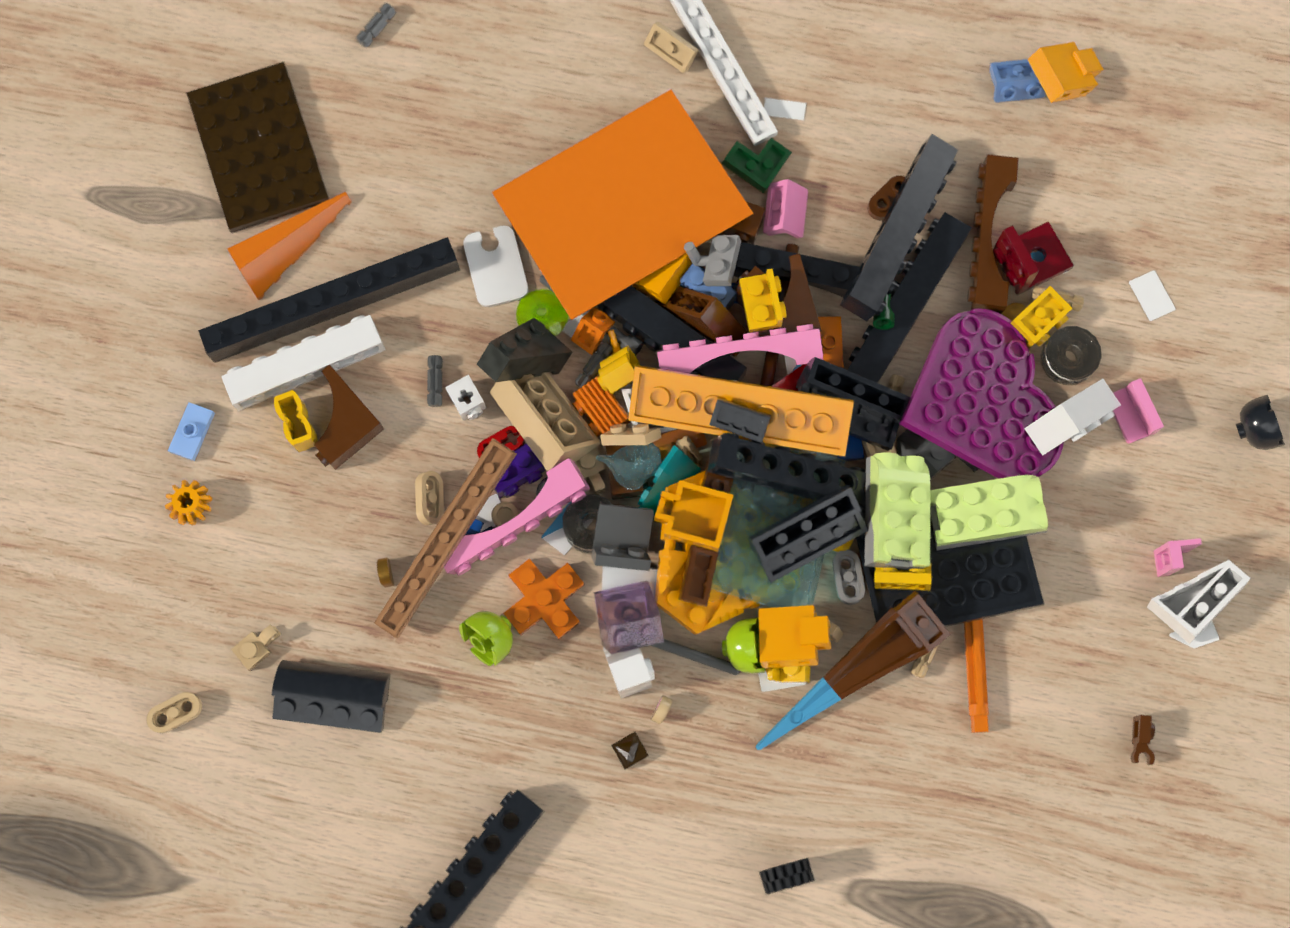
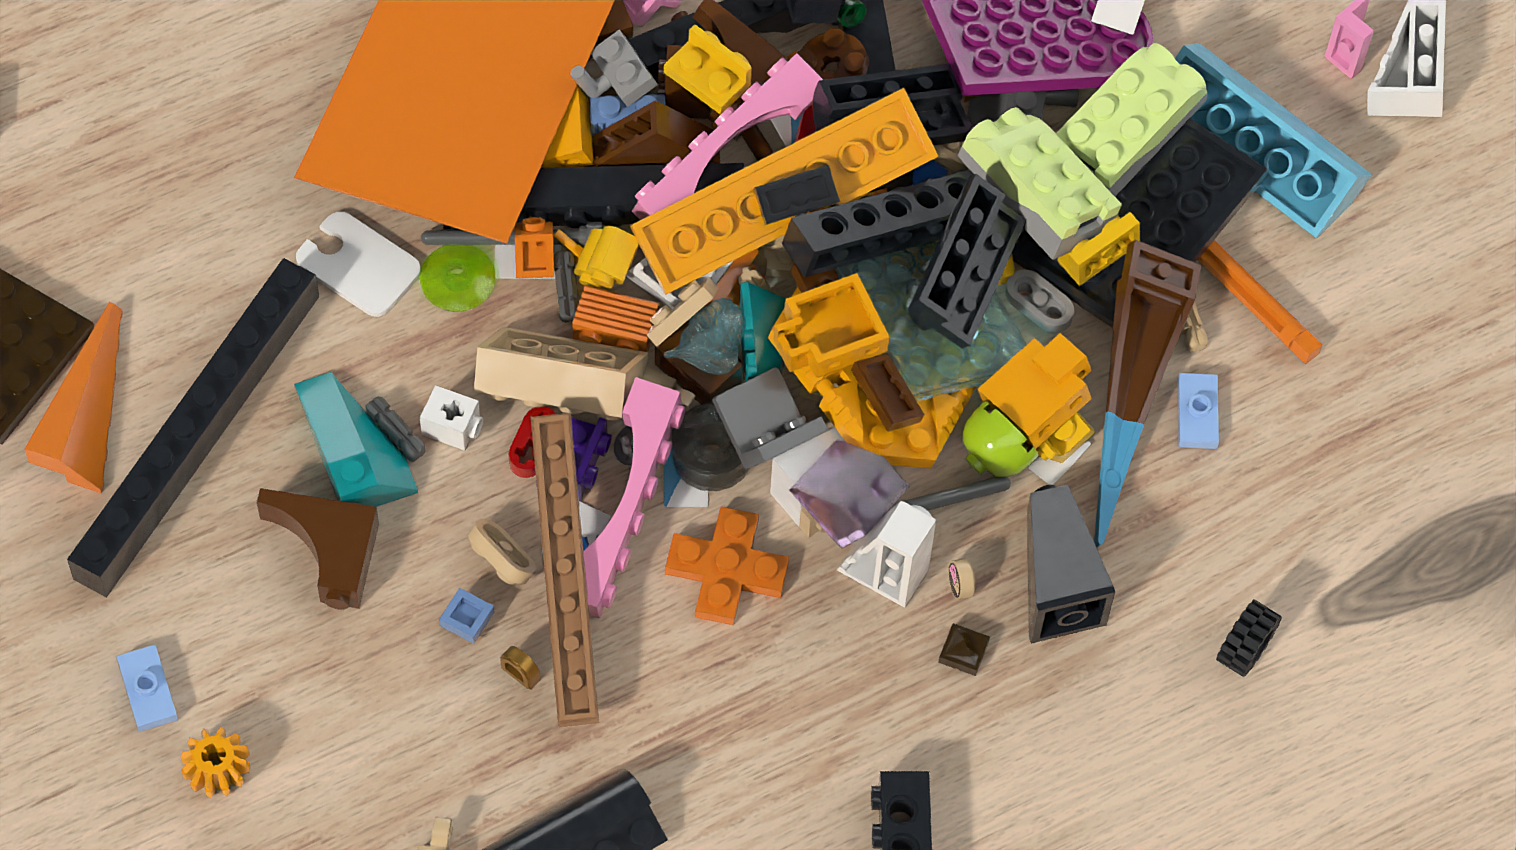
camera: 45 degrees left, 15 degrees down
(295, 421) = (265, 576): yellow brick -> none
(302, 362) = (220, 515): white brick -> none
(382, 520) = (466, 615): none -> medium blue plate
(401, 379) = (353, 448): none -> teal wedge
(489, 636) = (701, 645): lime cylinder -> none
(503, 513) = (600, 509): tan tile -> none
(524, 352) = (484, 312): pearl dark grey wedge -> none
(718, 750) = (1065, 572): none -> slope
(842, 331) = (835, 47): none -> reddish brown plate
(883, 713) = (1198, 411): none -> light blue plate
(1072, 611) = (1306, 172): none -> medium azure slope
(1142, 734) = (1475, 235): reddish brown plate -> none
(1207, 636) = (1451, 100): white sticker -> none

